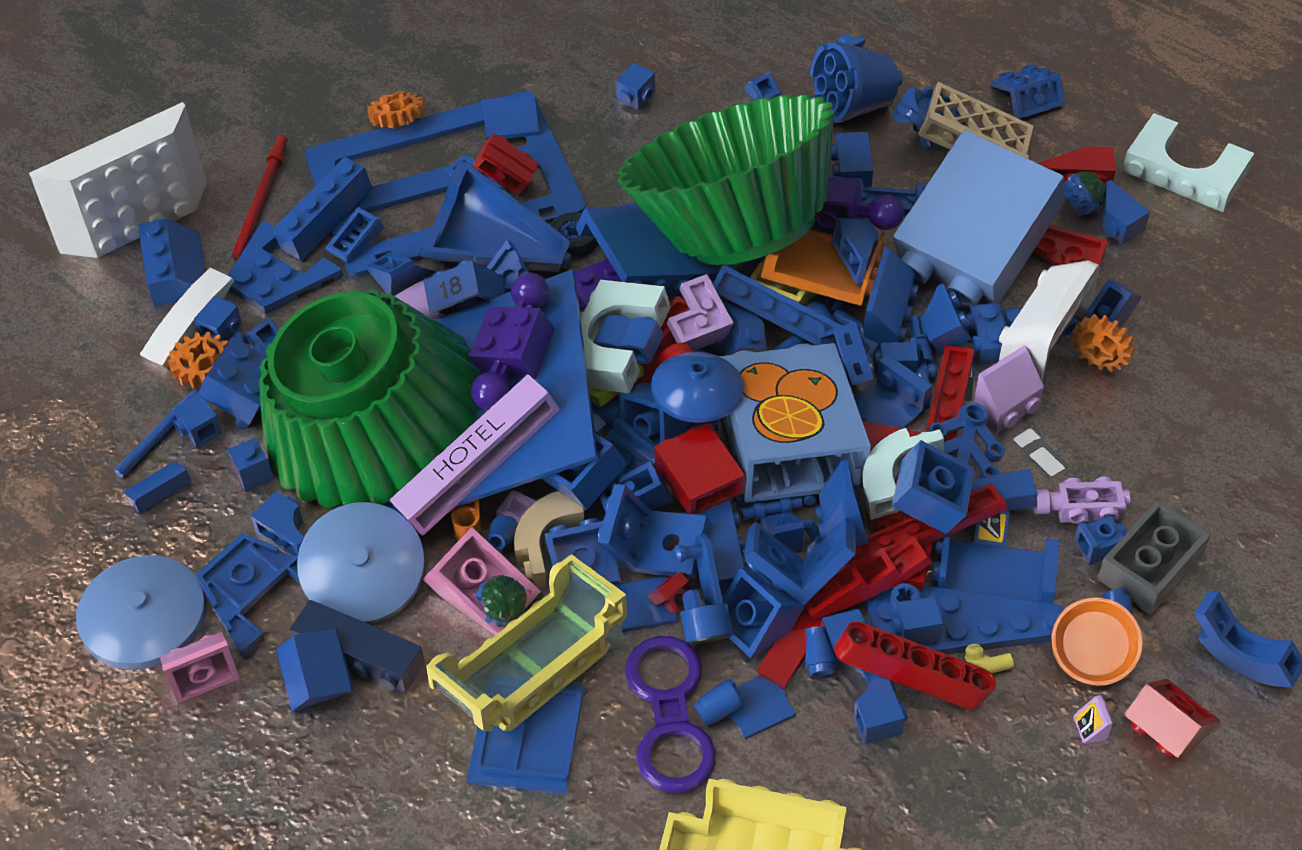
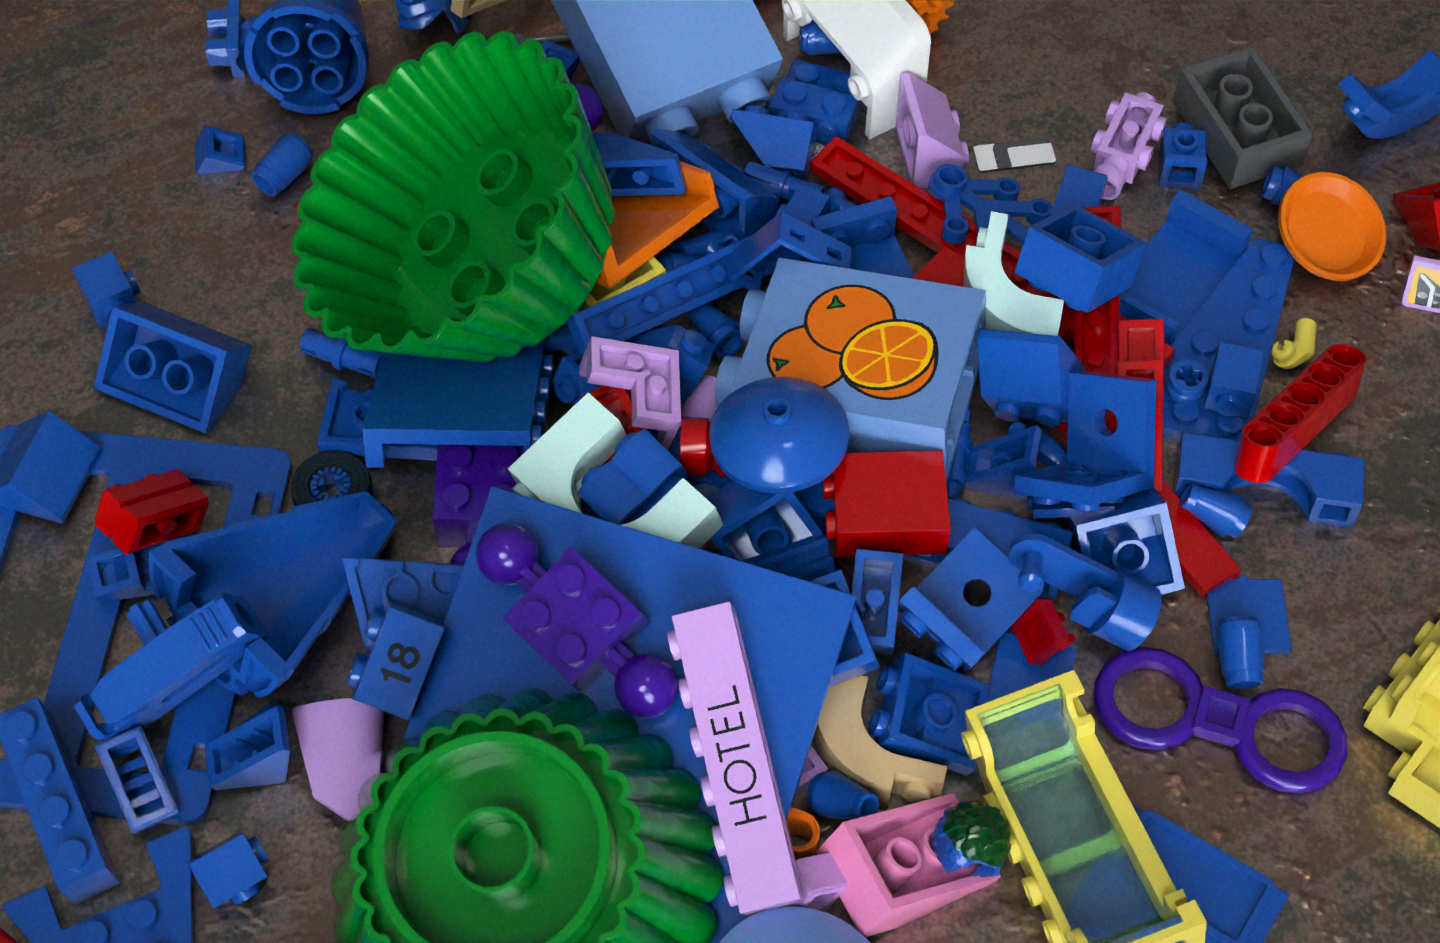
camera: 65 degrees left, 5 degrees up
(317, 286) = (230, 869): none -> blue brick
(411, 206) = (170, 663): none -> blue piece
(439, 539) = (820, 881): none -> lavender slope
(606, 132) = (170, 365): none -> blue slope

